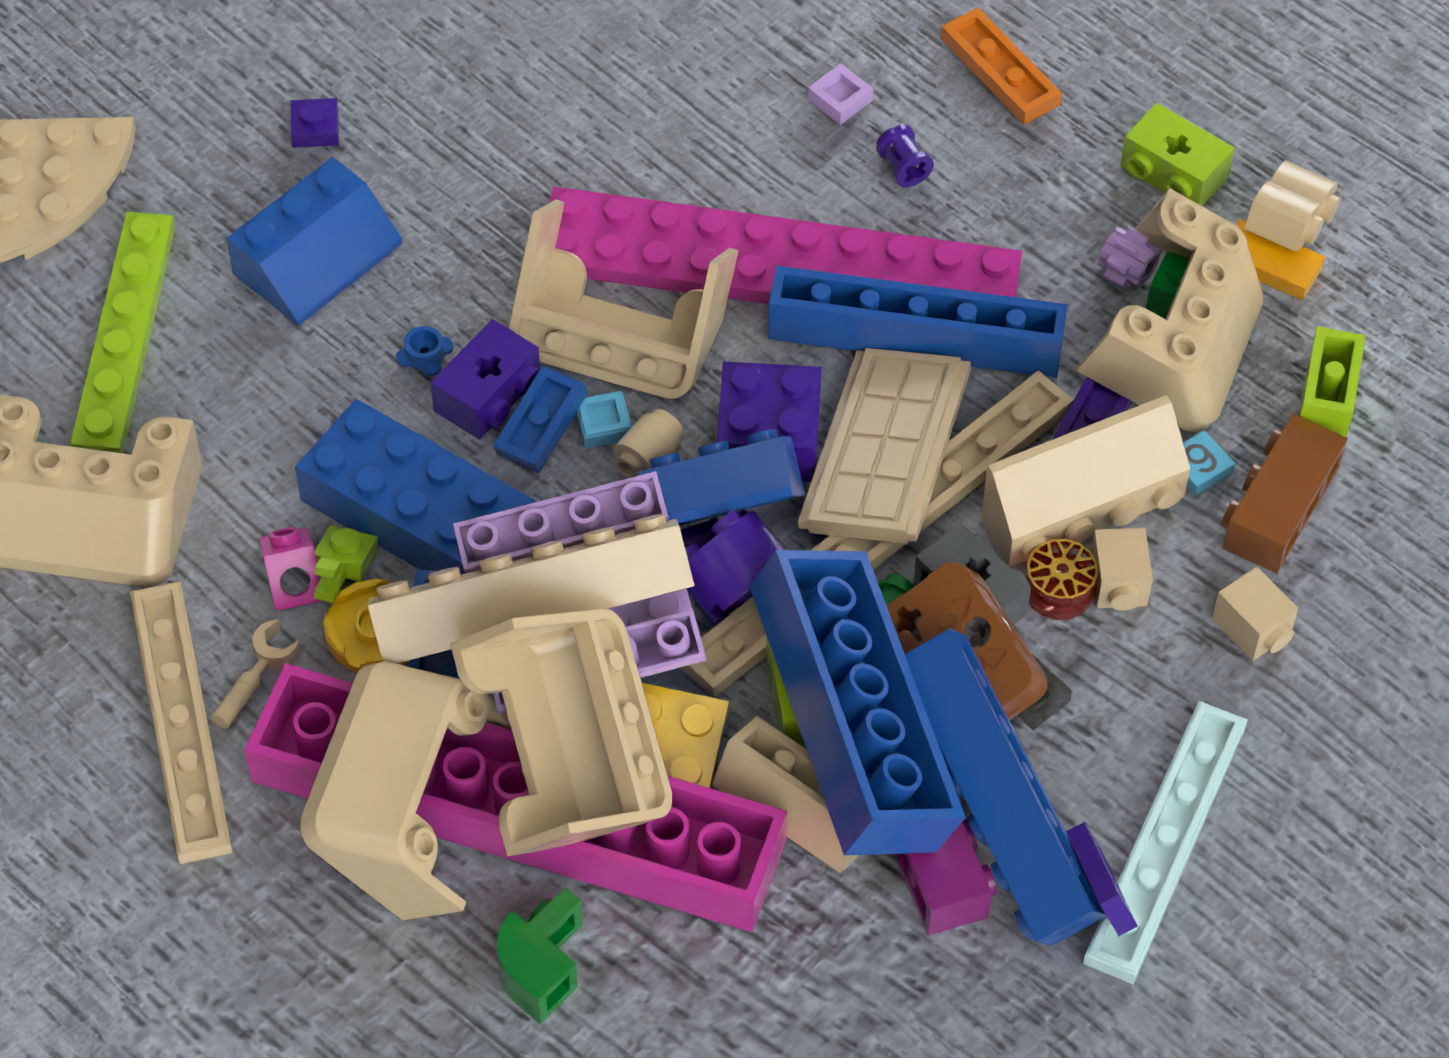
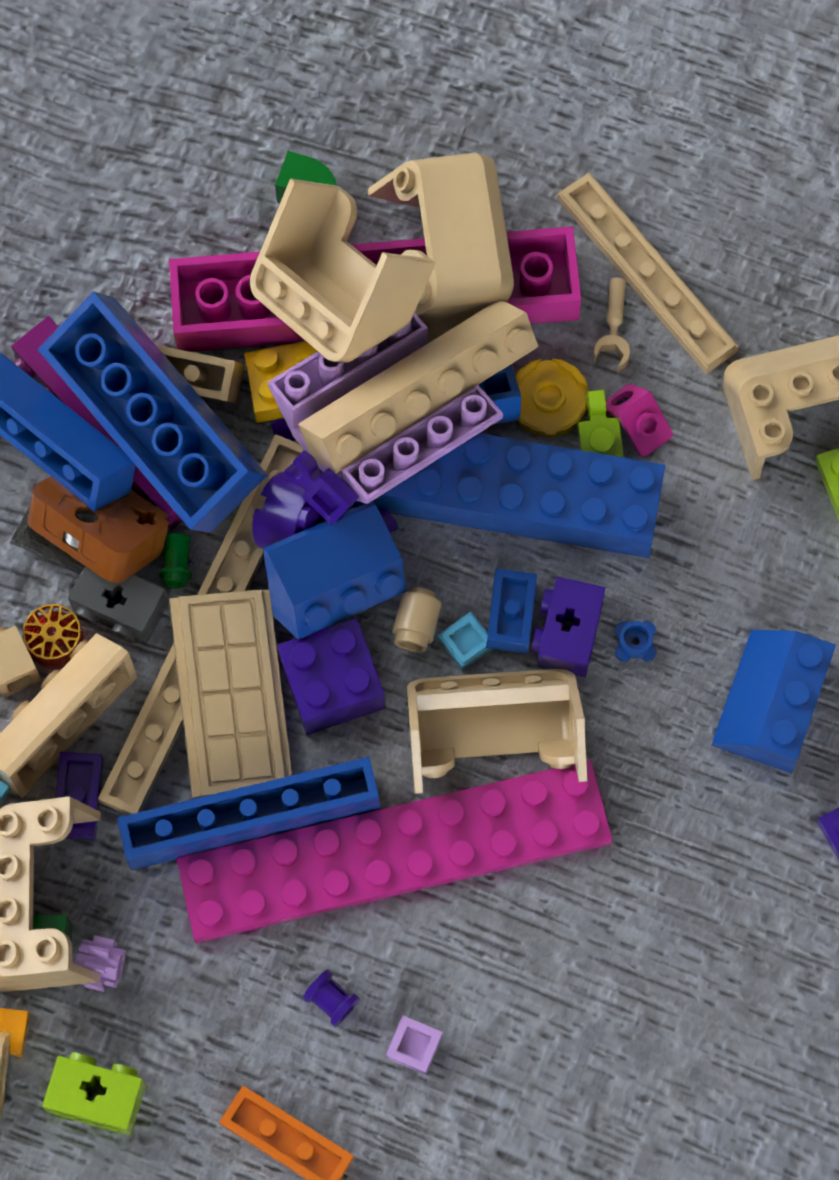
camera: 160 degrees right, 15 degrees up
(696, 518) = (324, 490): none -> dark purple plate

